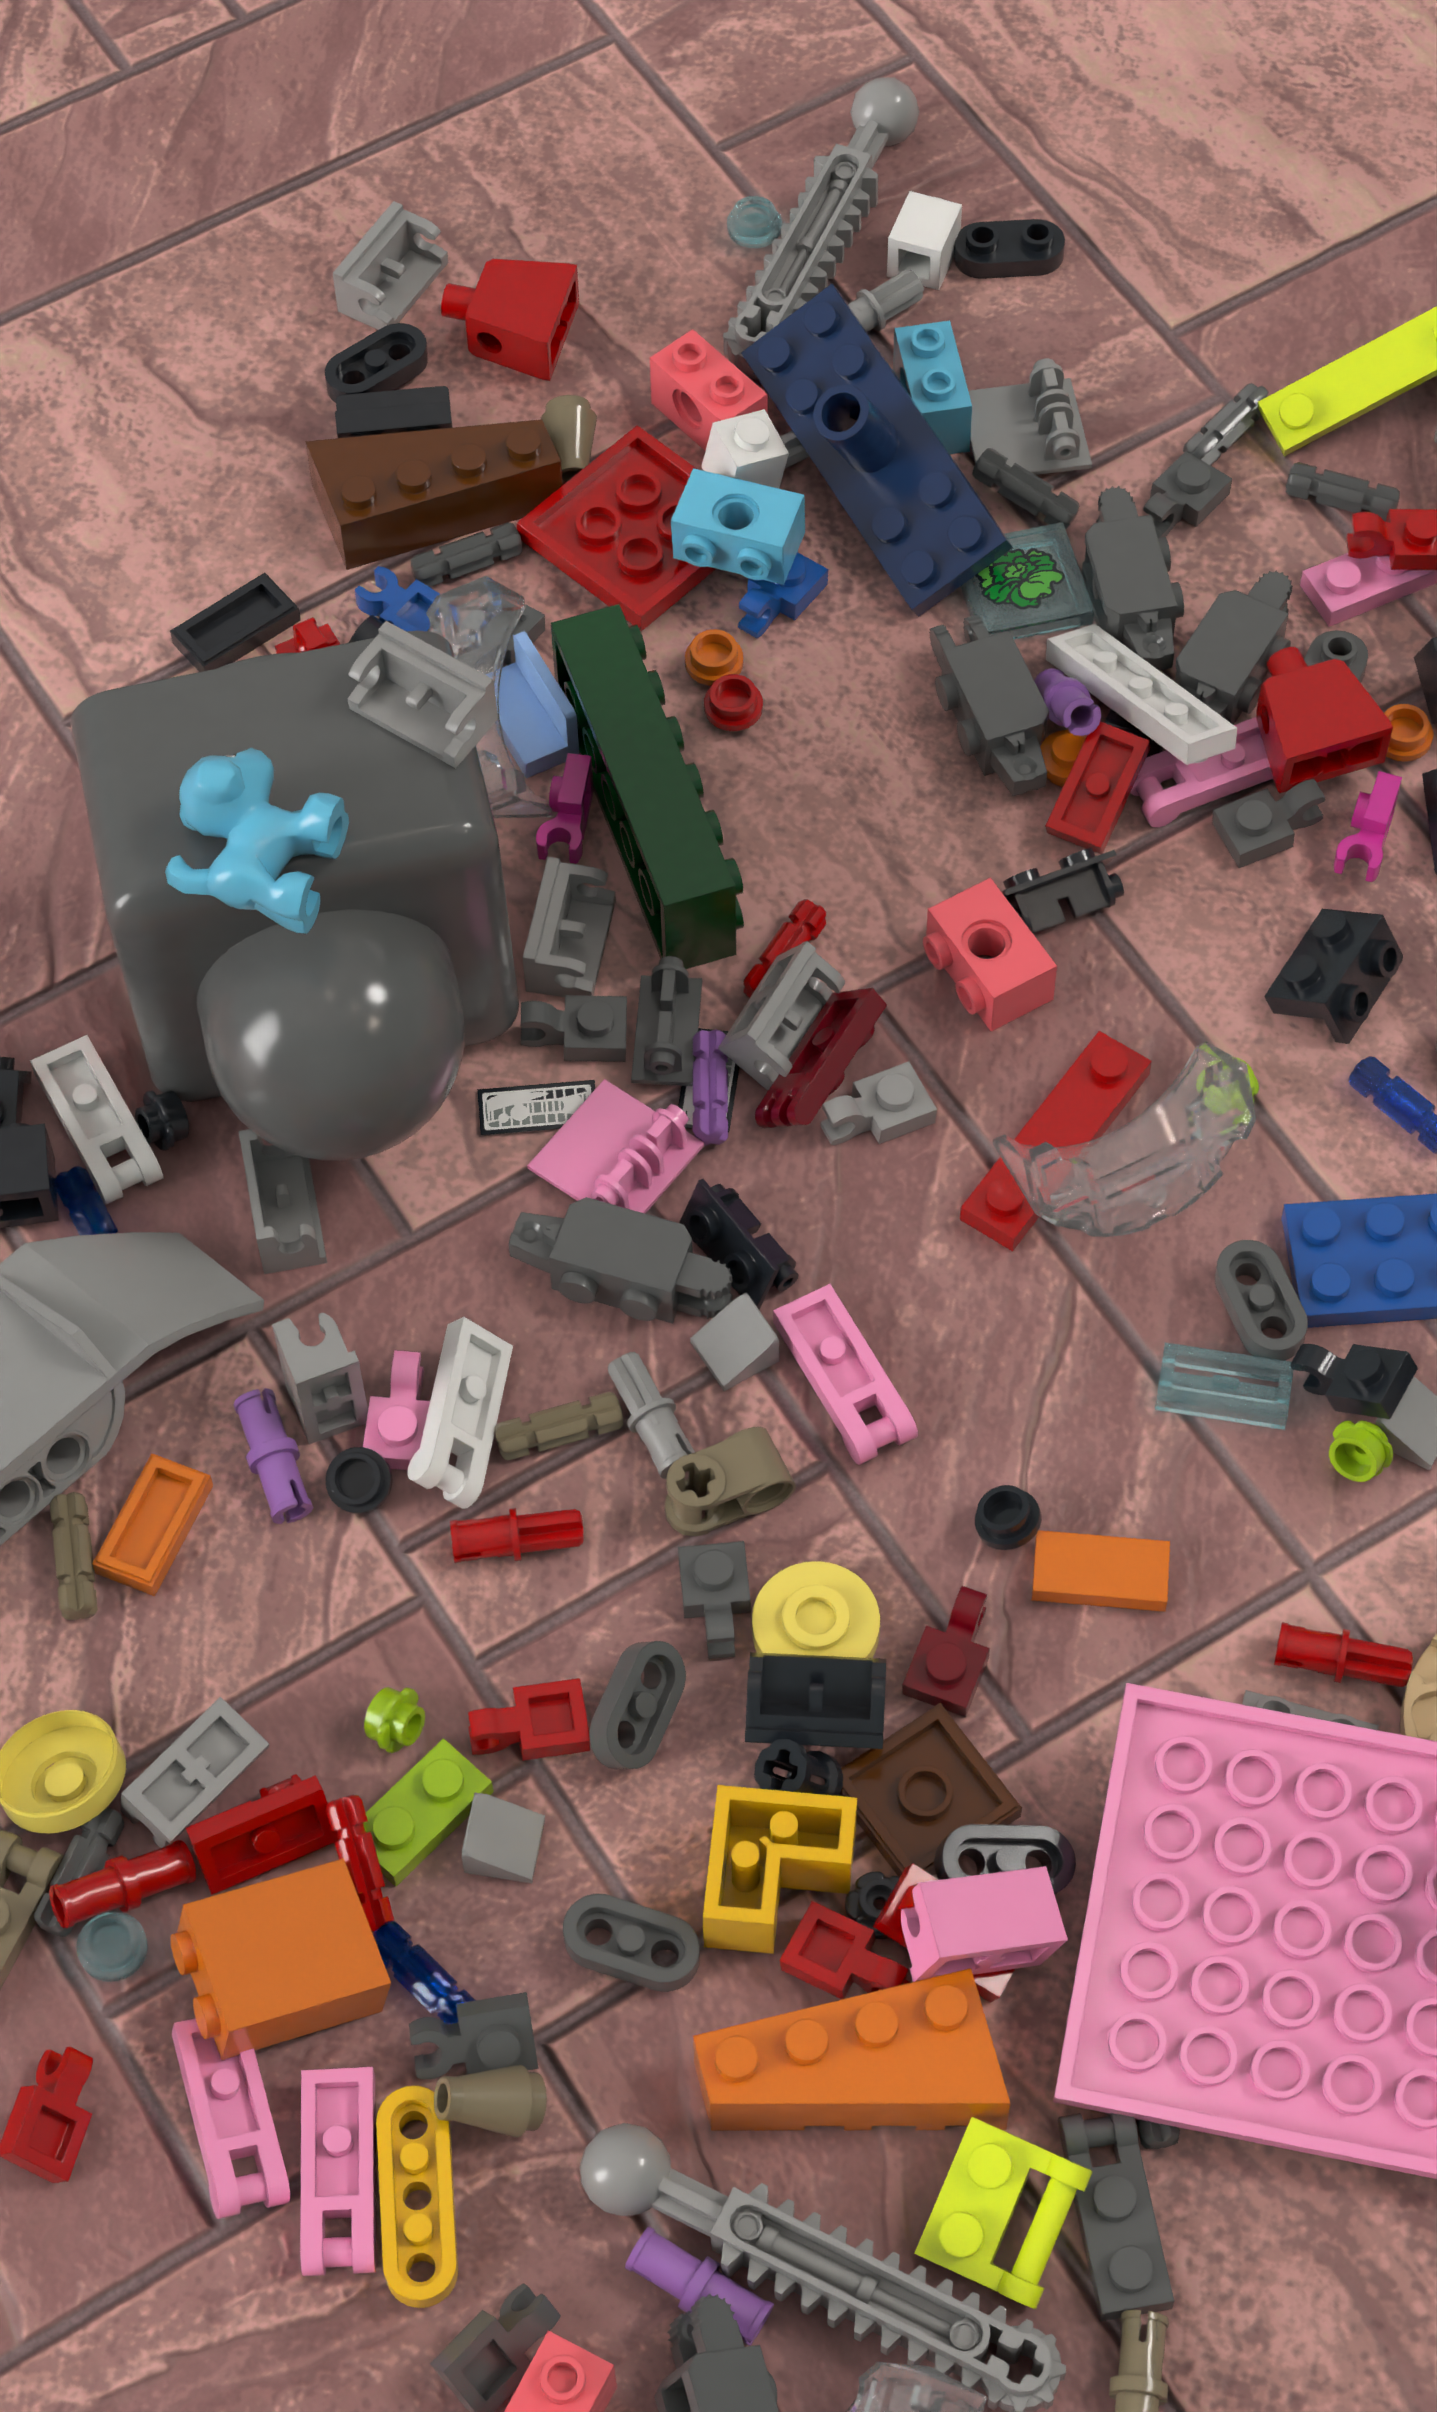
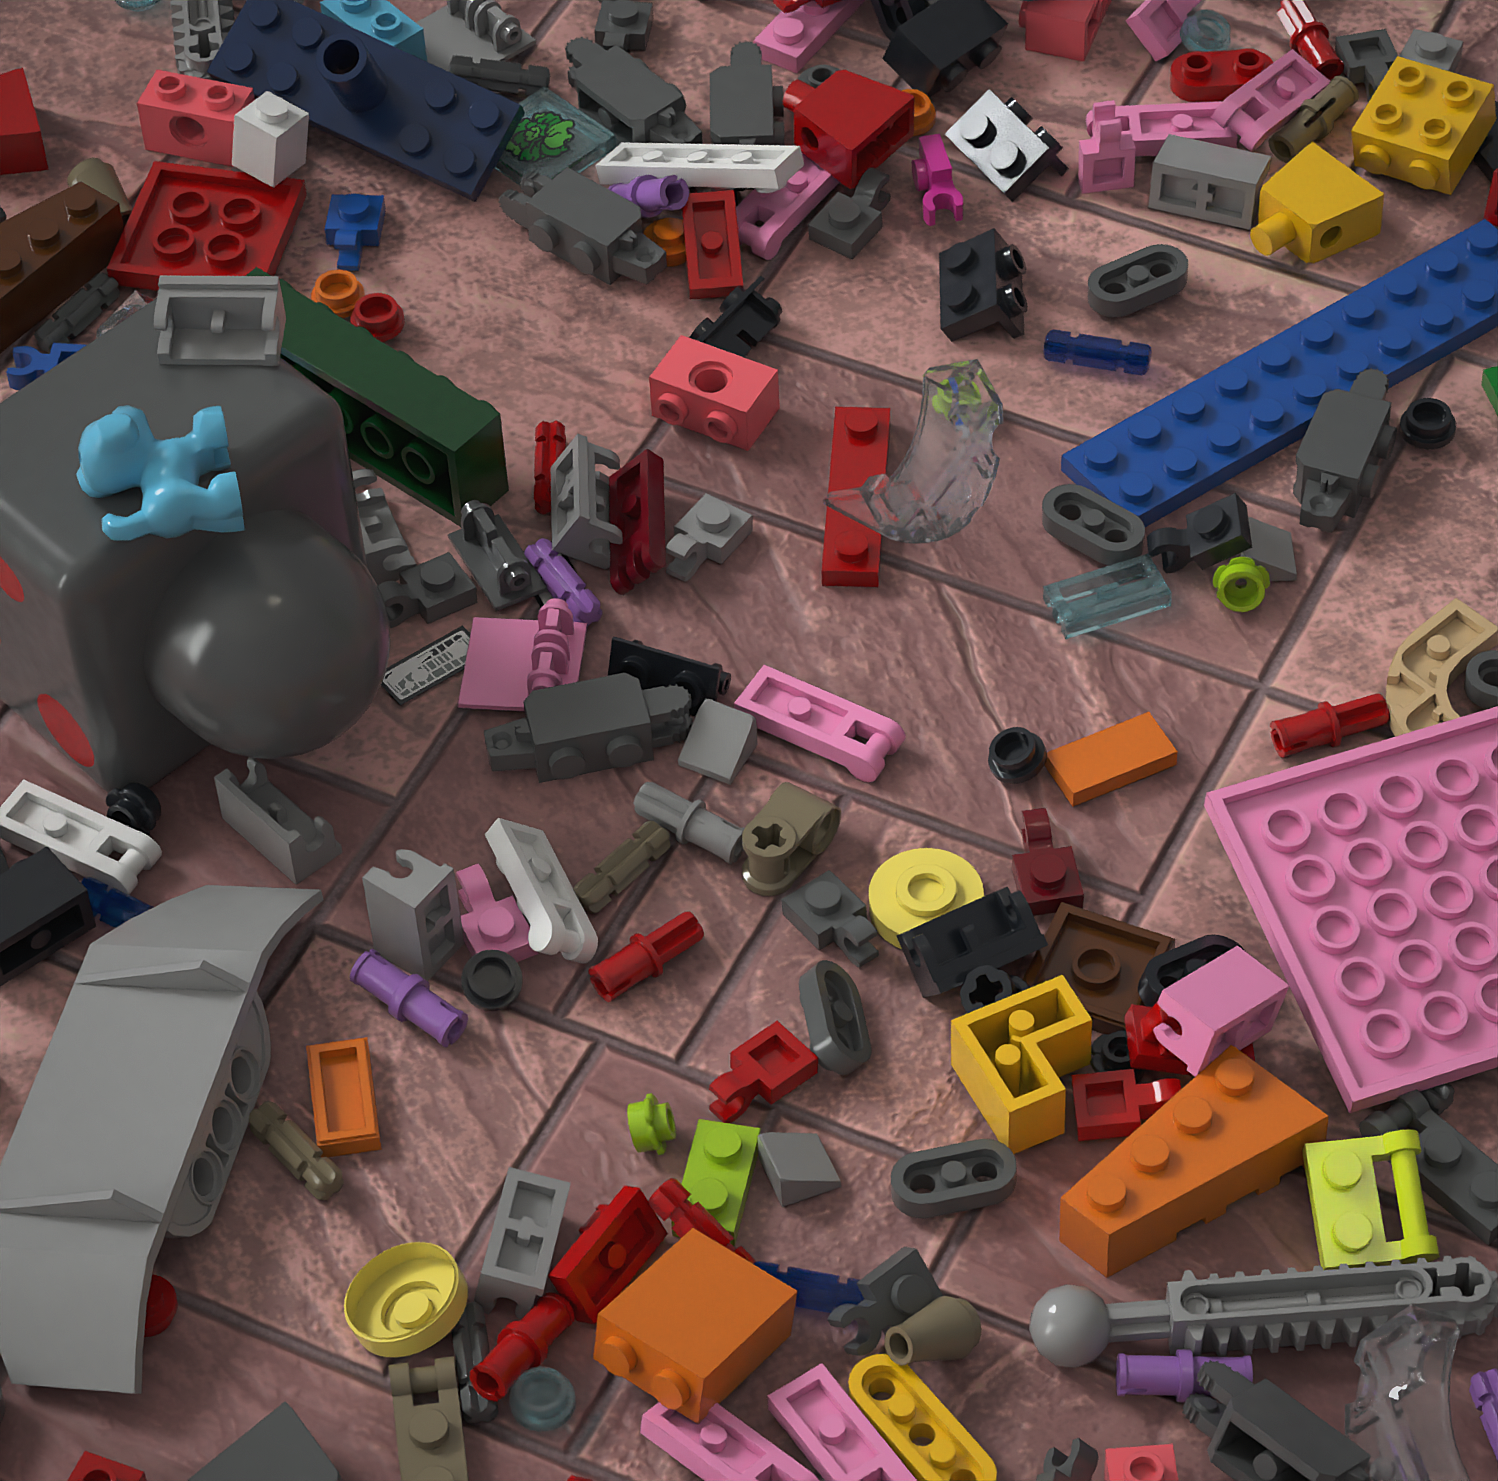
camera: 30 degrees left, 10 degrees down
(738, 526) = (299, 187): medium azure brick -> none

